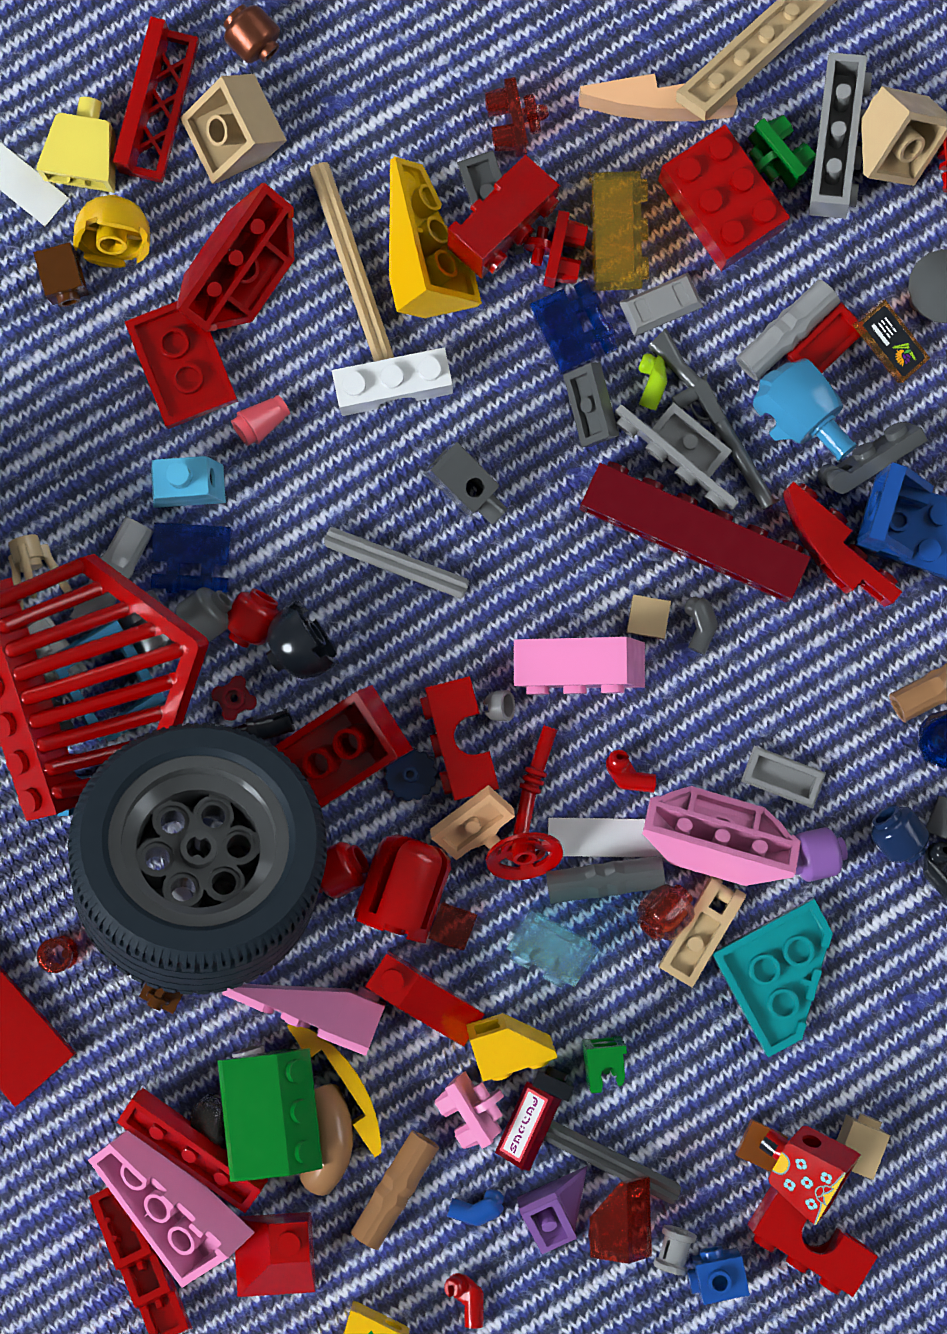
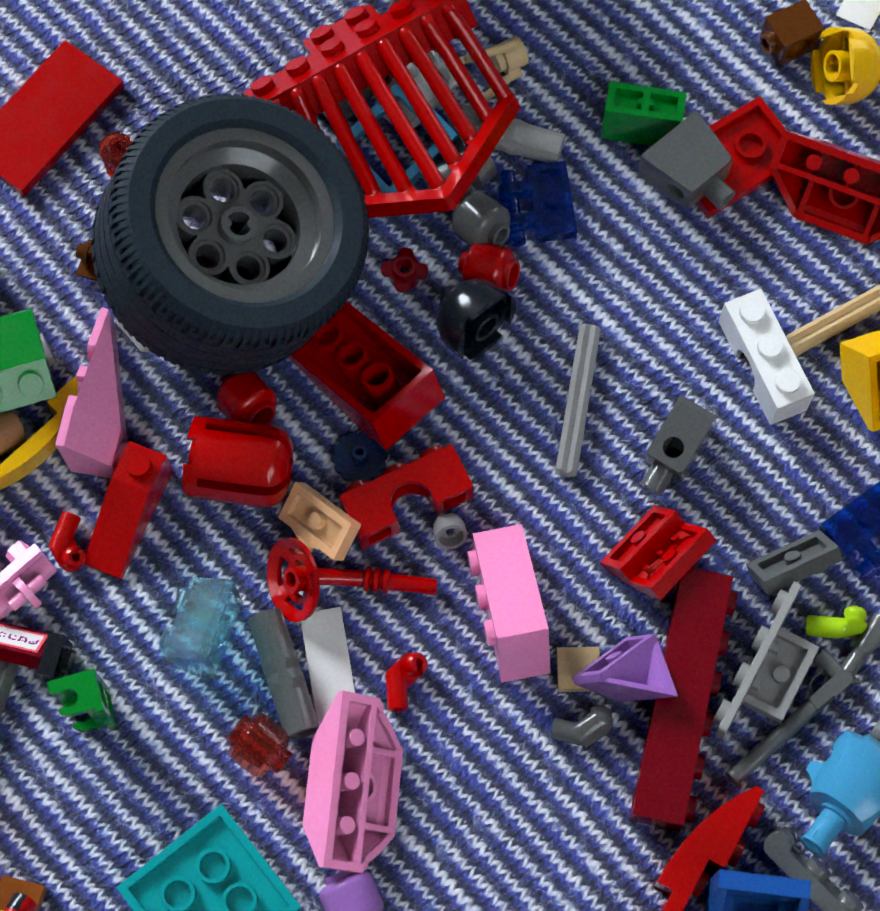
camera: 85 degrees right, 15 degrees down
(120, 436) = (641, 113): none -> green hinge
(187, 482) = (611, 172): medium azure torso -> none
(190, 405) = (689, 164): none -> dark grey torso
(259, 420) = (693, 240): coral cone -> none
(269, 726) = (375, 297): black pin -> none
(444, 1061) = (63, 545): none -> red arm
(452, 926) = (208, 525): clear red slope -> none
(507, 1046) = (89, 602): yellow slope -> none
(560, 523) = (658, 552): none -> red slope
(663, 571) = (629, 671): none -> medium lavender slope
(698, 941) = (241, 790): tan plate -> none
(783, 777) = (432, 850): light grey tile -> none

